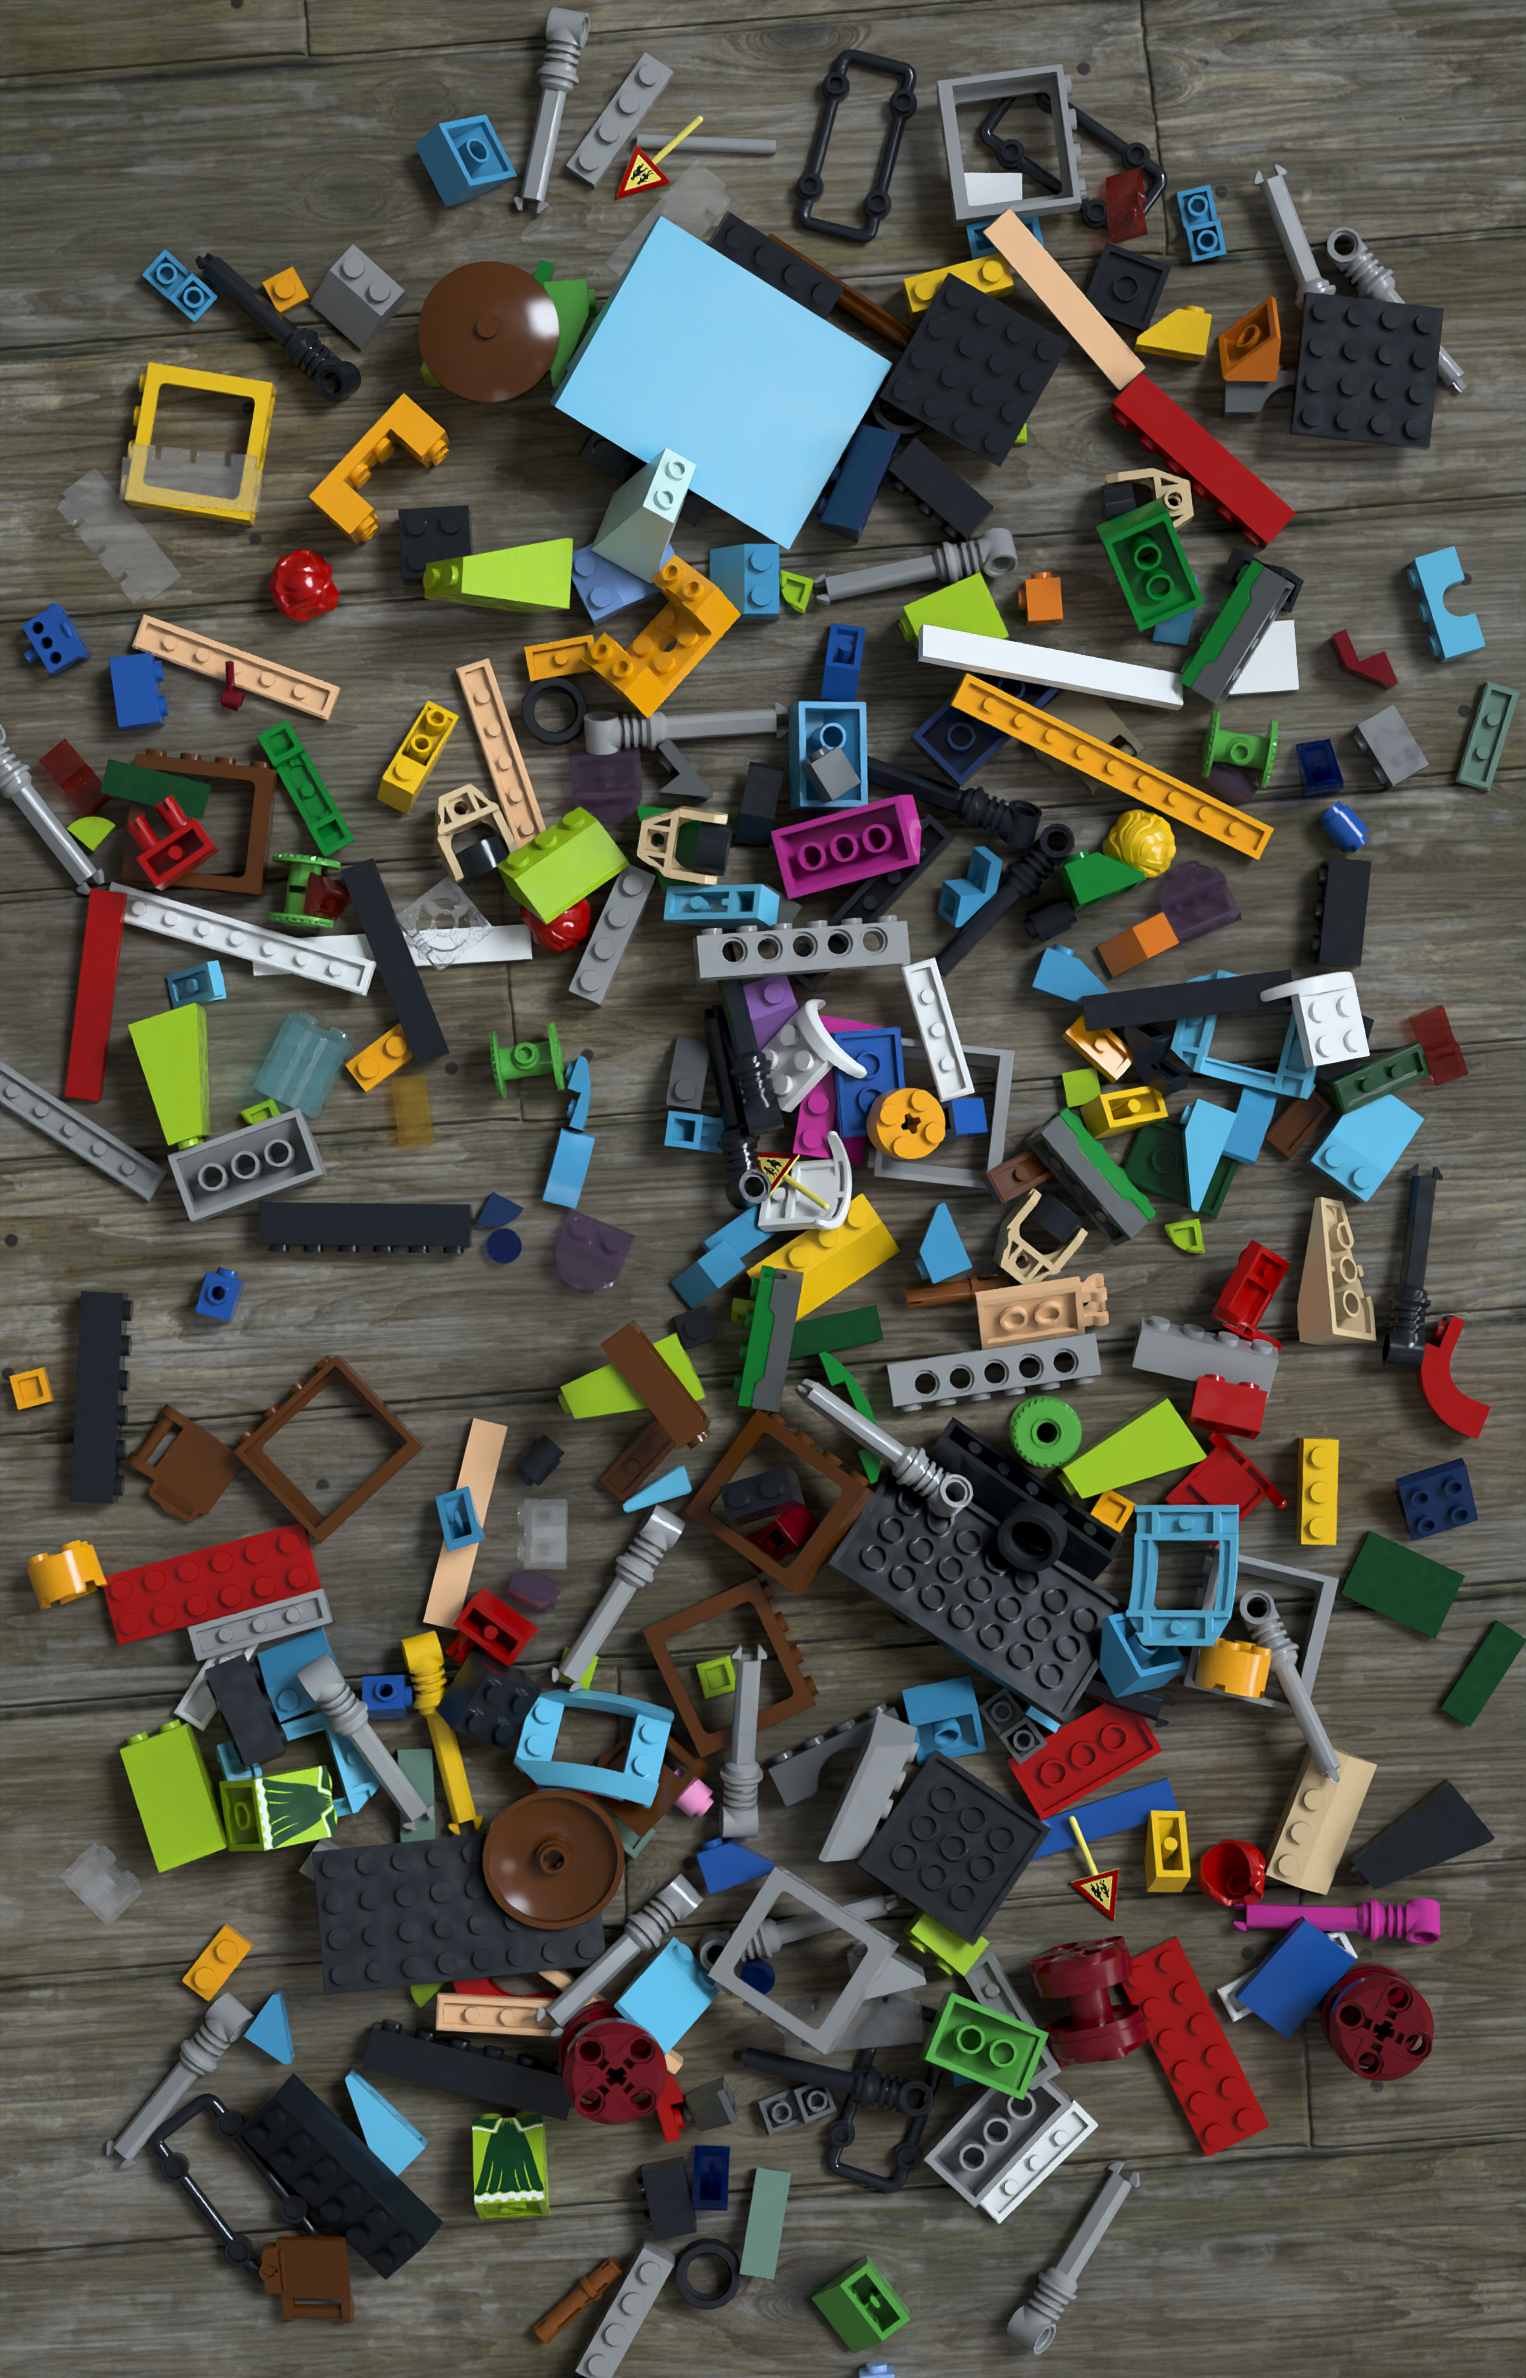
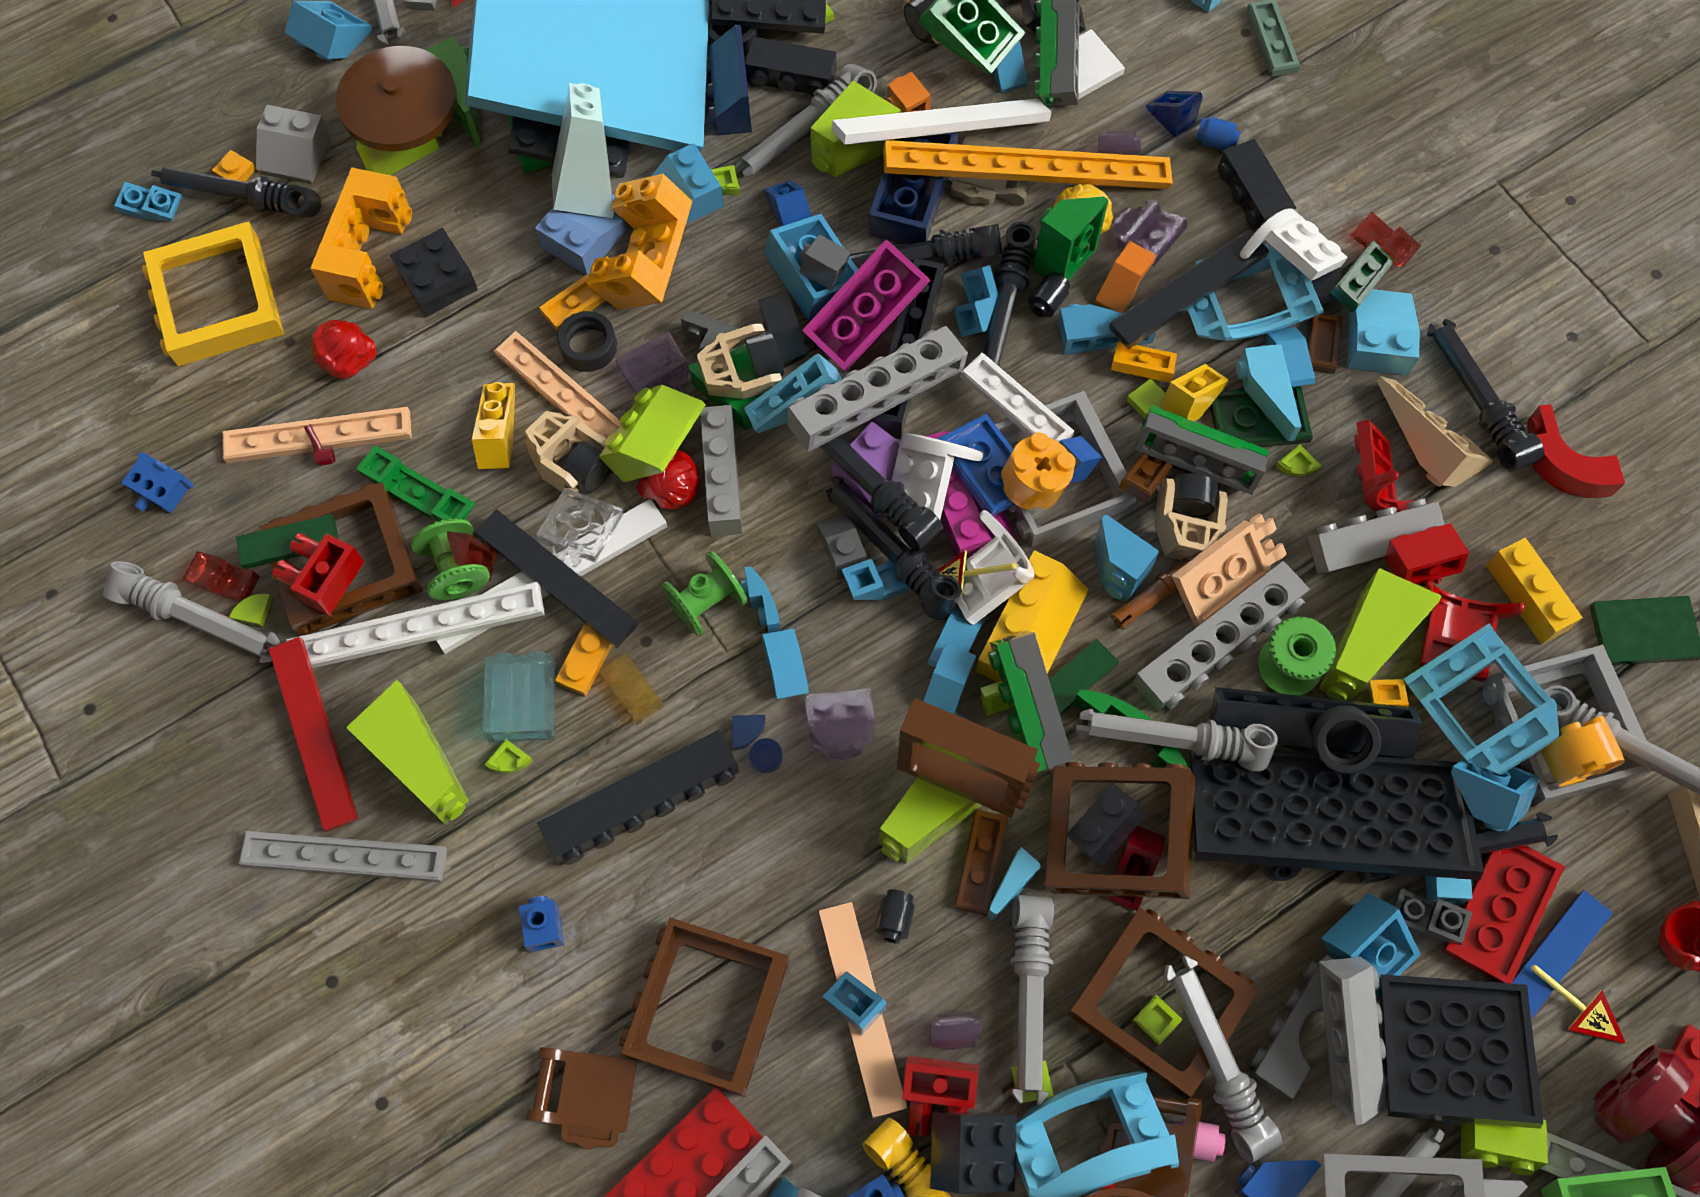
camera: 25 degrees left, 20 degrees down
(31, 1388) = (408, 1102): light orange plate -> none
(100, 1397) = (476, 1076): black brick -> none
(127, 542) = (177, 391): clear windscreen -> none
(138, 691) = (242, 487): blue brick -> none
(184, 483) = (210, 316): clear windscreen -> none
(197, 985) = (402, 667): medium azure slope -> none
(247, 1166) = (510, 800): light grey slope -> none
(511, 579) = (494, 253): lime slope -> none
(544, 1533) = (936, 973): clear brick -> none
(607, 731) = (667, 315): light grey piece -> none
(1148, 1049) = (1182, 344): black slope -> none
(1166, 1852) = (1632, 952): yellow slope -> none
(1239, 749) = (1115, 113): bright green hose -> none
(1373, 670) = (1167, 32): dark red slope -> none
(1389, 747) = (1213, 70): flat silver brick -> none
(1436, 1499) = (1625, 548): dark blue plate -> none

